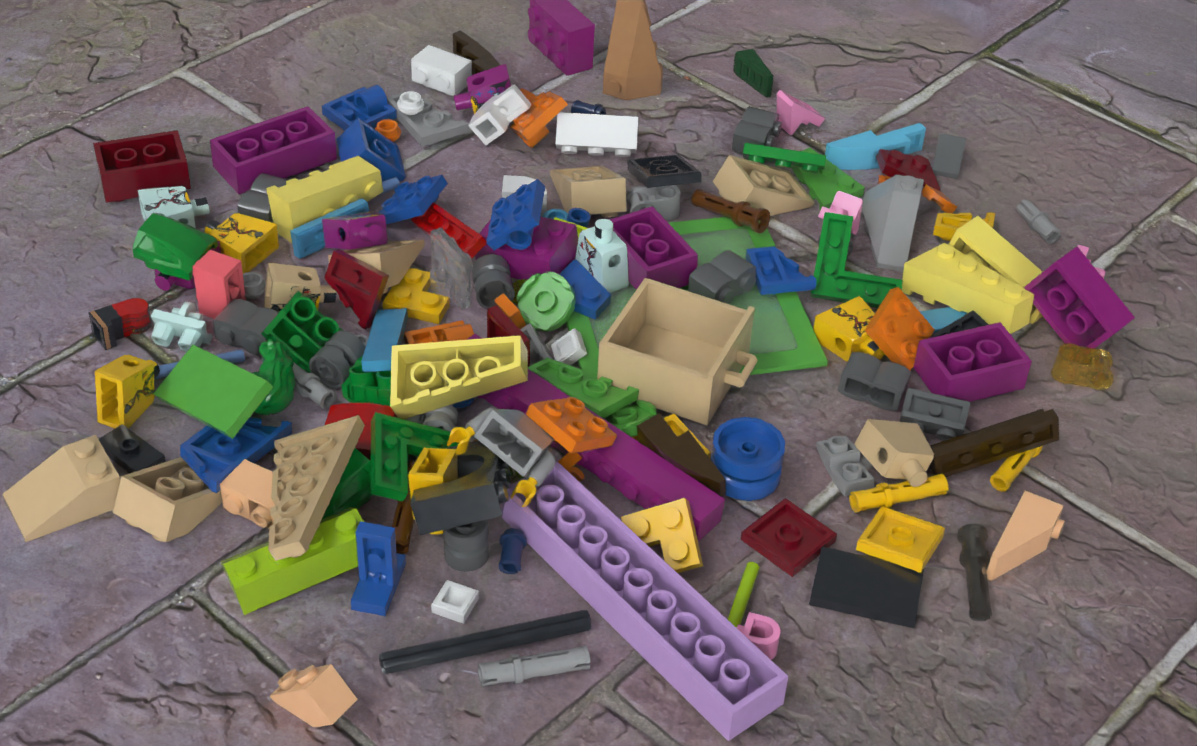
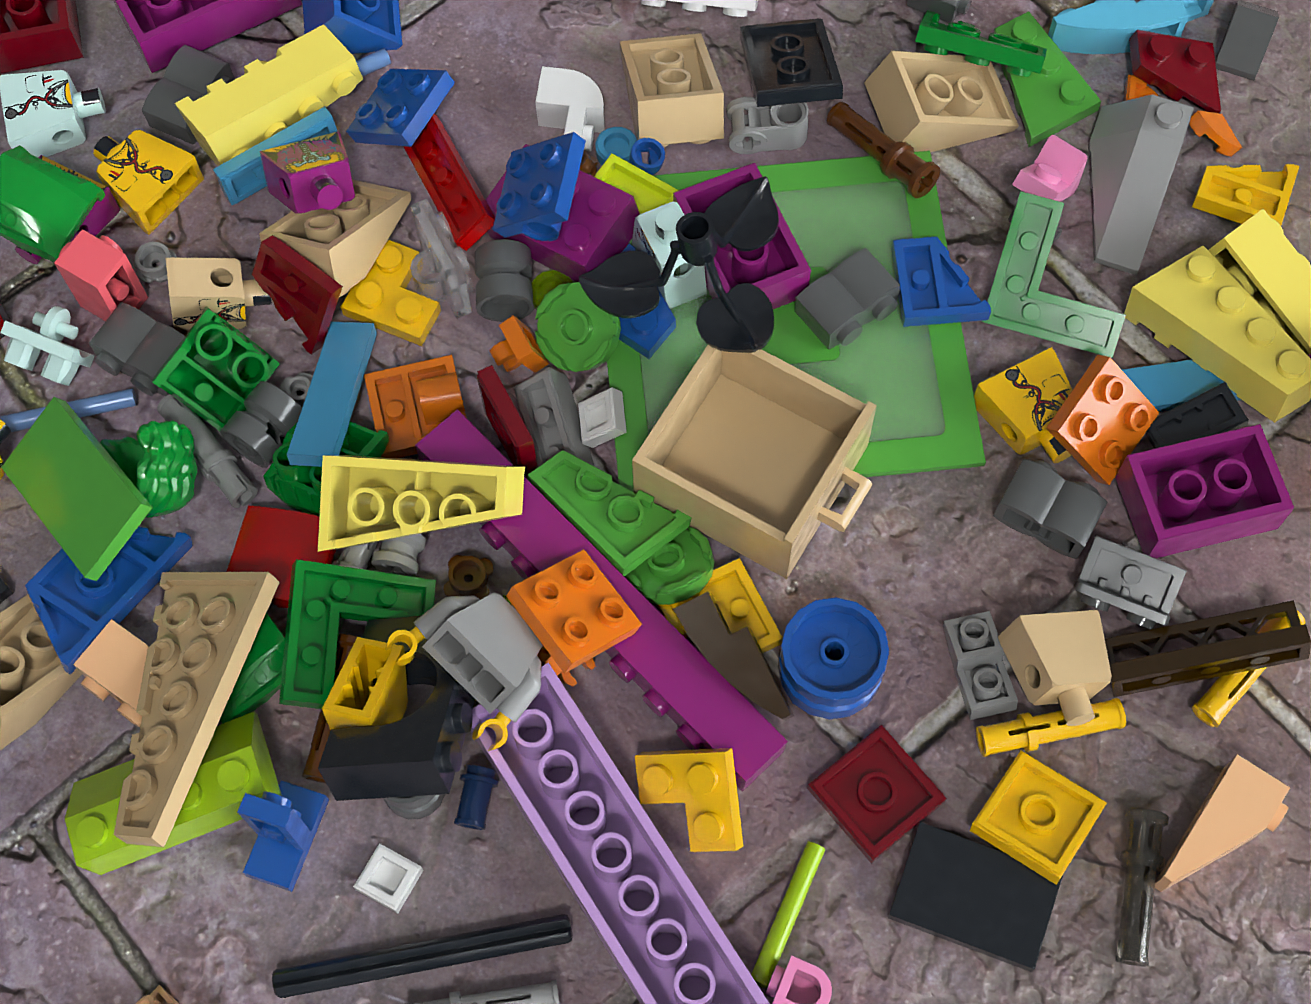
camera: 10 degrees right, 25 degrees up
(650, 228) = (737, 319): none -> black plant

